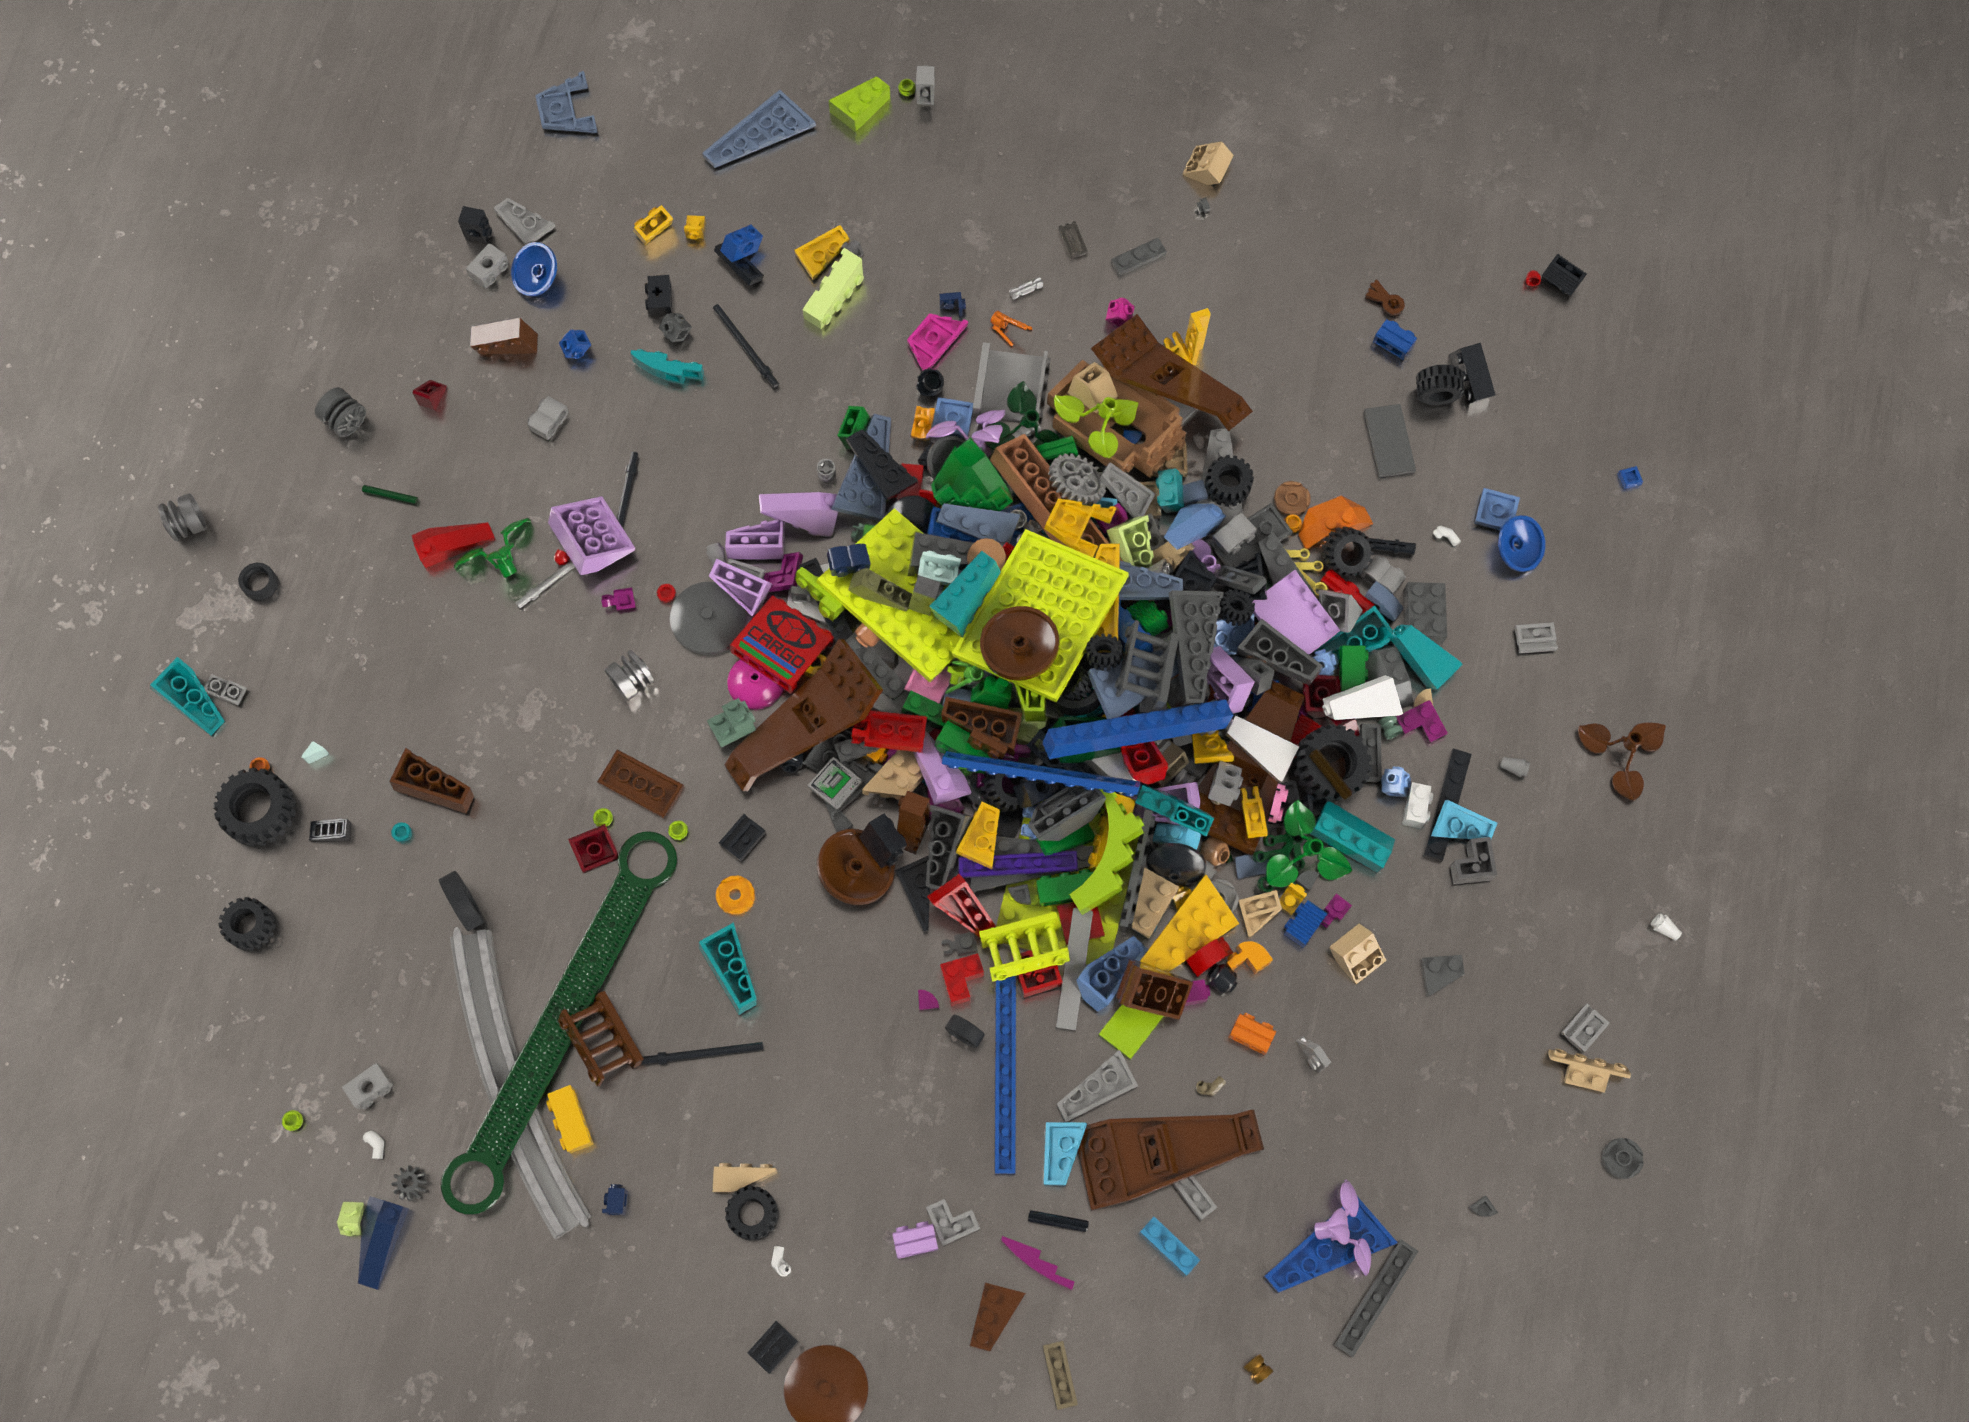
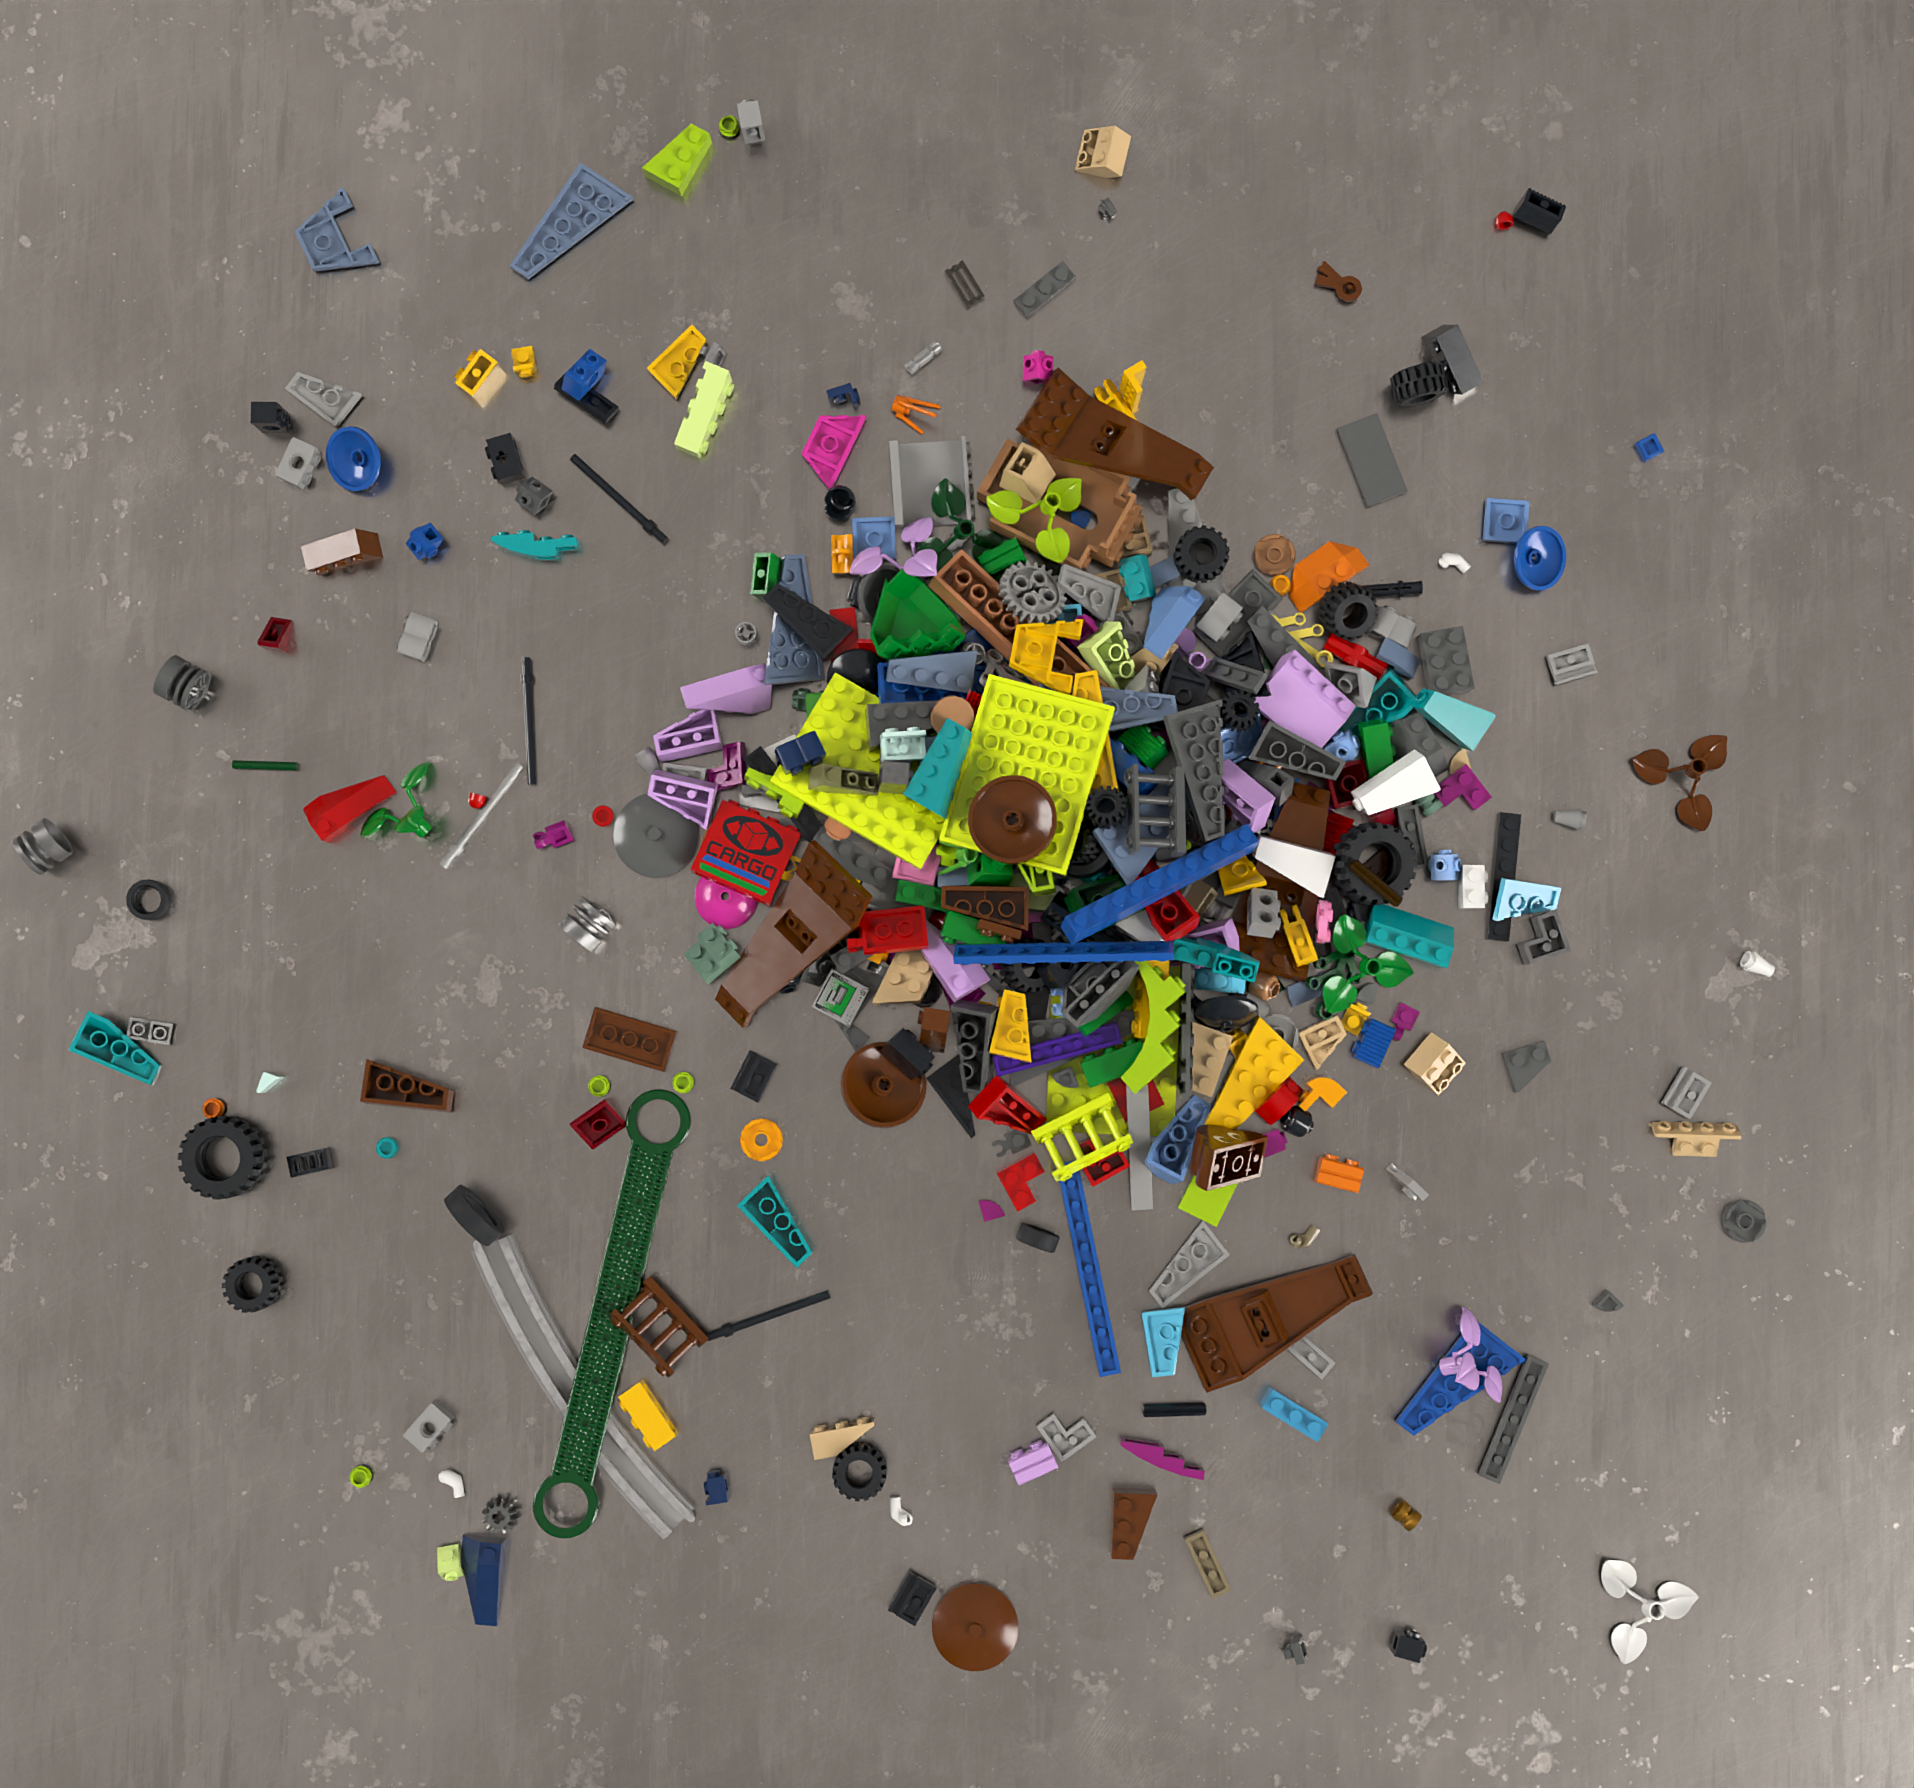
camera: 10 degrees left, 15 degrees up
(590, 534) = (502, 768): lavender slope -> none
(1395, 339) = (1358, 333): blue brick -> none

